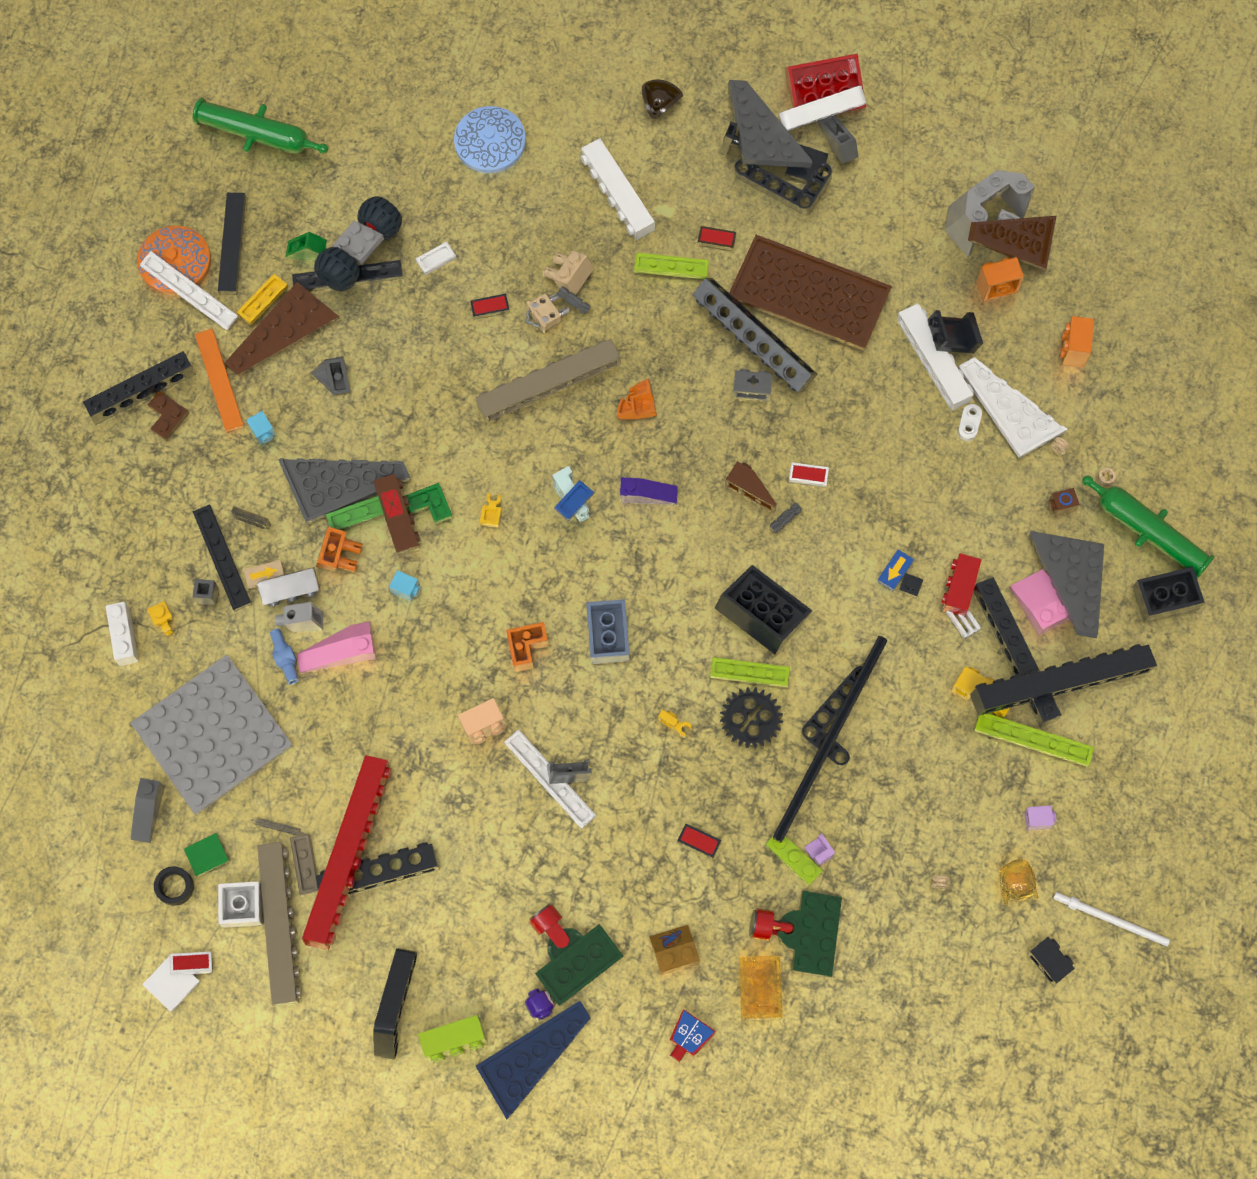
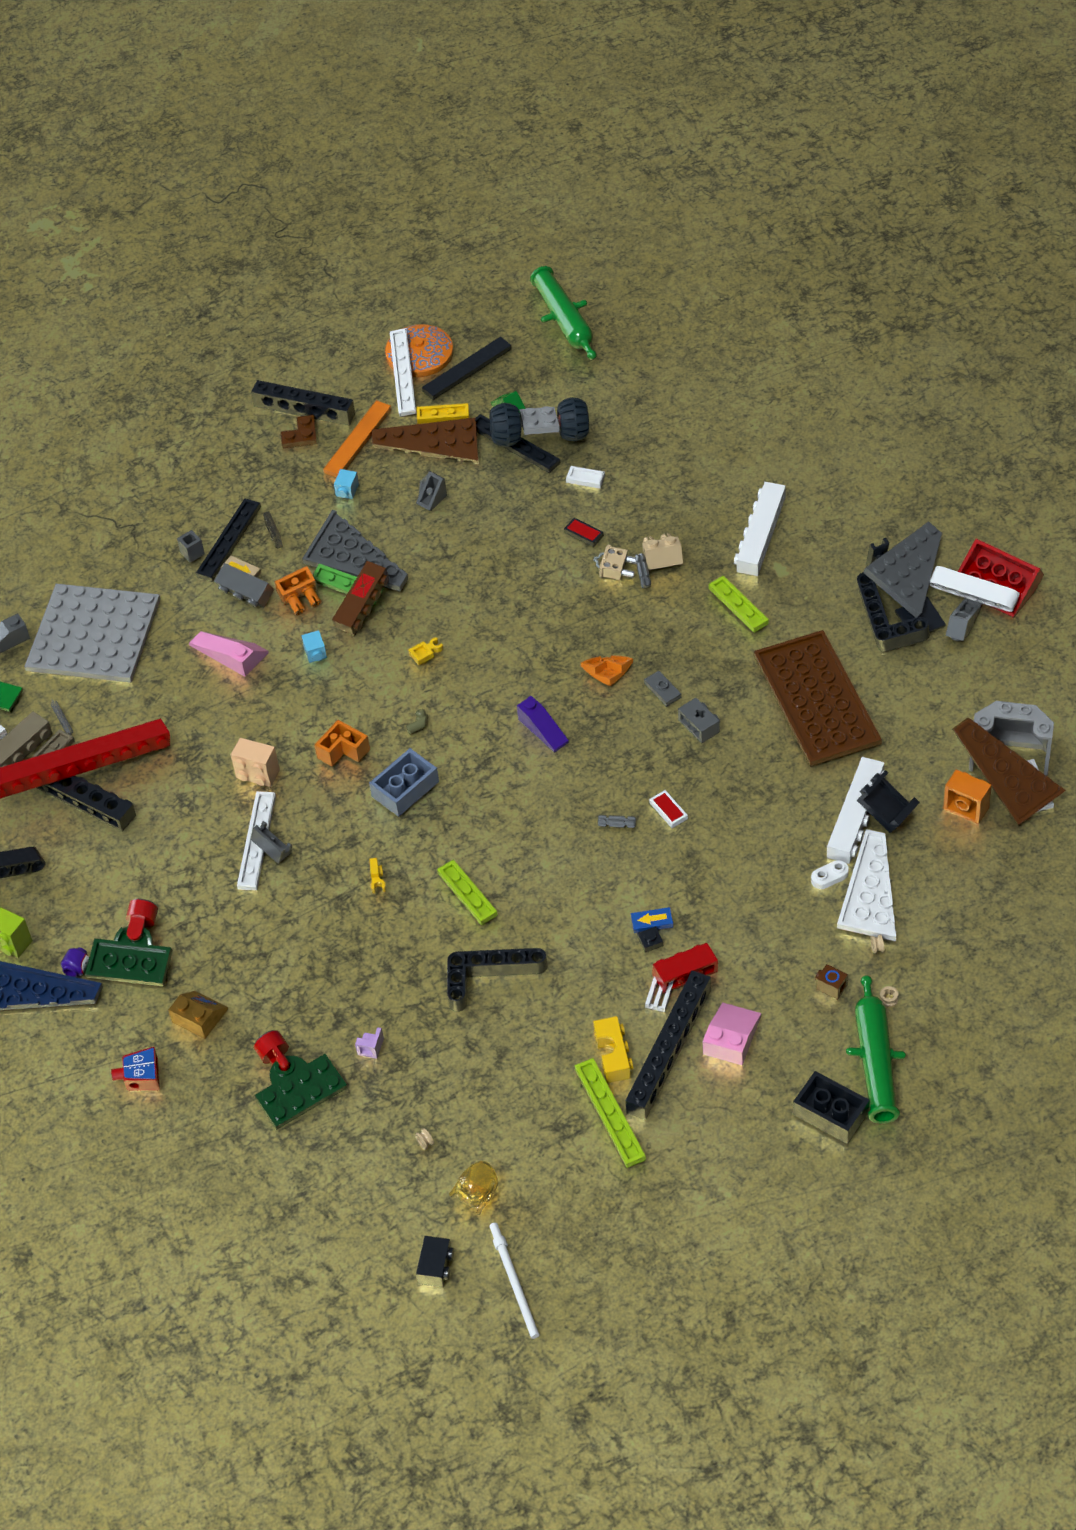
camera: 50 degrees right, 20 degrees down
(122, 633) = (114, 529): white brick -> none
(161, 616) = (150, 541): yellow plate -> none
(284, 656) = (190, 624): medium blue pin -> none
(301, 617) = (228, 610): light grey torso -> none
(432, 498) = (396, 613): green plate -> none
(489, 139) = (713, 435): light blue dish -> none
(548, 380) = (563, 604): dark tan brick -> none
(555, 571) = (419, 723): none -> olive arm
(563, 484) = (487, 674): light aqua hips -> none
(574, 500) = (477, 677): blue tile -> none
(659, 96) = (864, 496): dark brown hat -> none
(695, 383) = (662, 688): none -> dark grey plate
(699, 841) = (300, 964): red tile -> none
(716, 238) = (794, 613): tile -> none
(724, 299) = (740, 689): brick -> none
(747, 483) = (617, 777): reddish brown slope -> none
(760, 988) = (218, 1084): clear yellow brick -> none
(762, 609) = (526, 861): black slope -> none
(765, 728) = (430, 920): black gear -> none
(795, 859) = (348, 1032): lime plate -> none
(829, 739) = (462, 973): black axle -> none
(1039, 817) = (546, 1164): lavender brick -> none
(1063, 679) = (673, 1082): black brick -> none
(1075, 575) = (772, 1030): dark grey wing -> none
(1077, 341) = (975, 884): orange brick -> none

